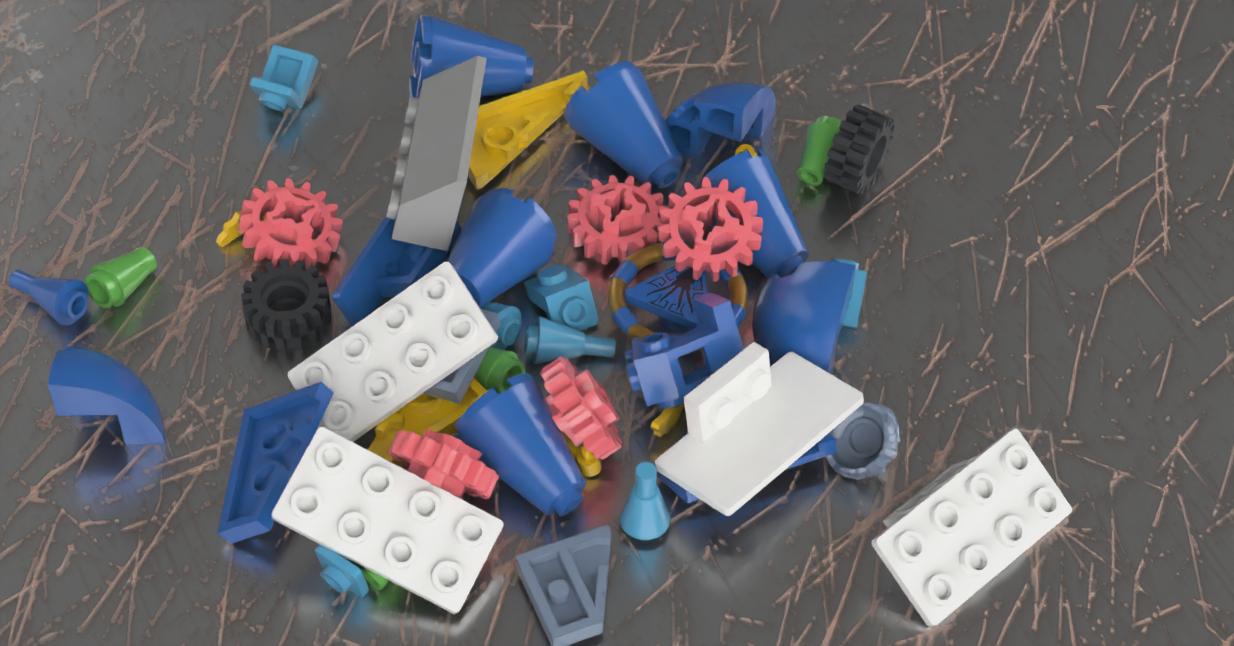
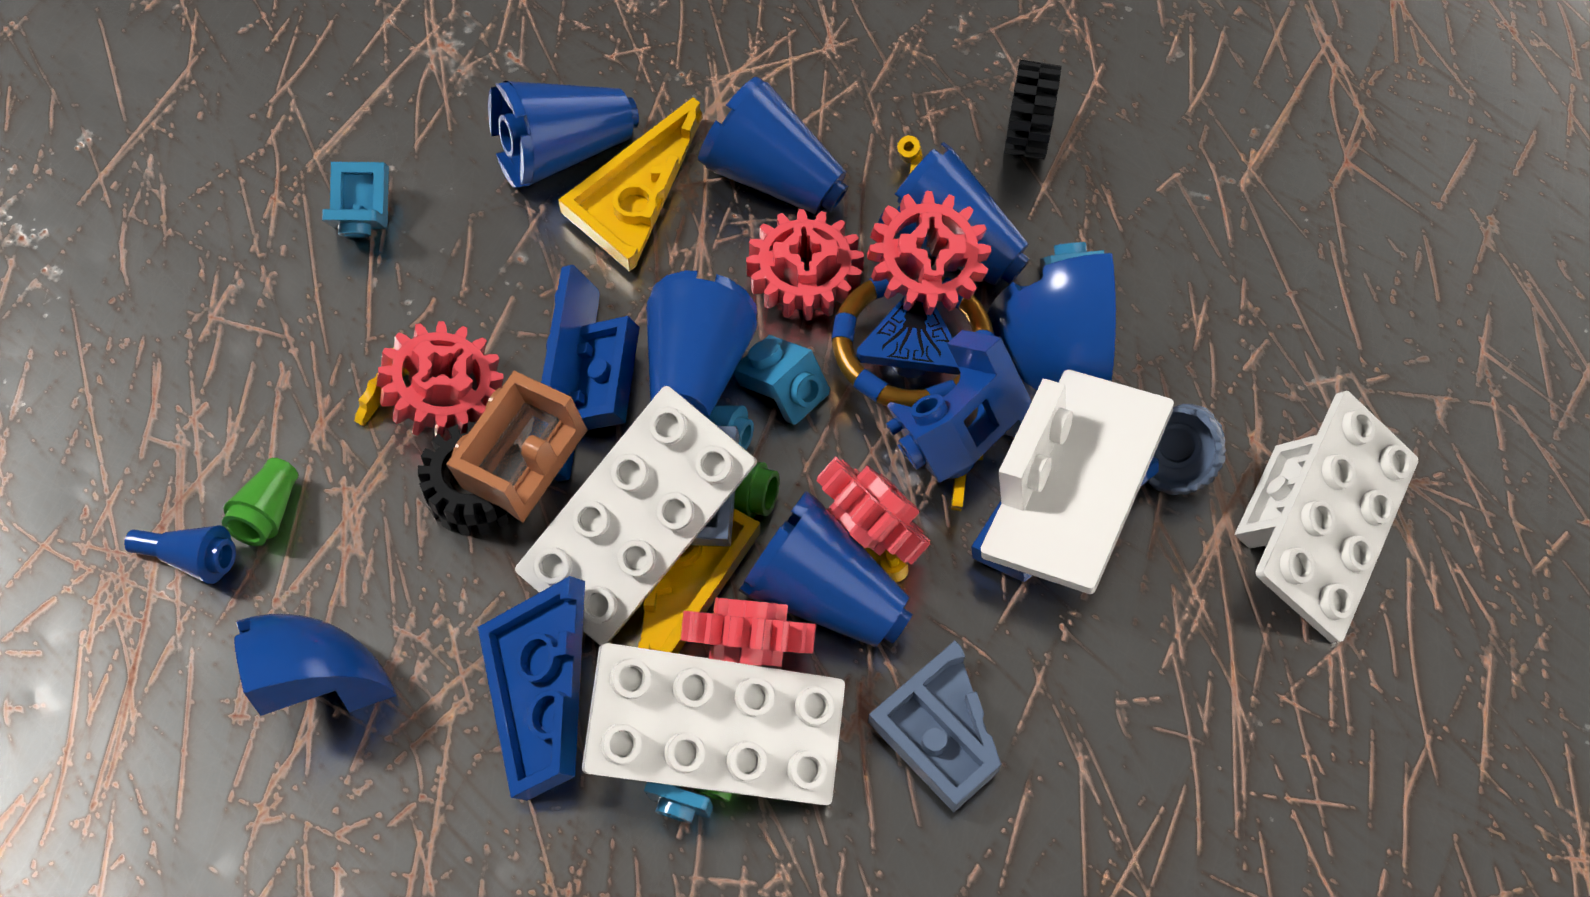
camera: 20 degrees left, 10 degrees up
(324, 281) = (518, 444): none -> nougat window
(437, 155) = (591, 249): light grey slope -> none
(551, 340) = (795, 432): dark azure cone -> none
(645, 511) = (985, 609): dark azure cone -> none
(724, 110) = (866, 104): blue brick -> none
(816, 149) = (985, 115): bright green cone -> none

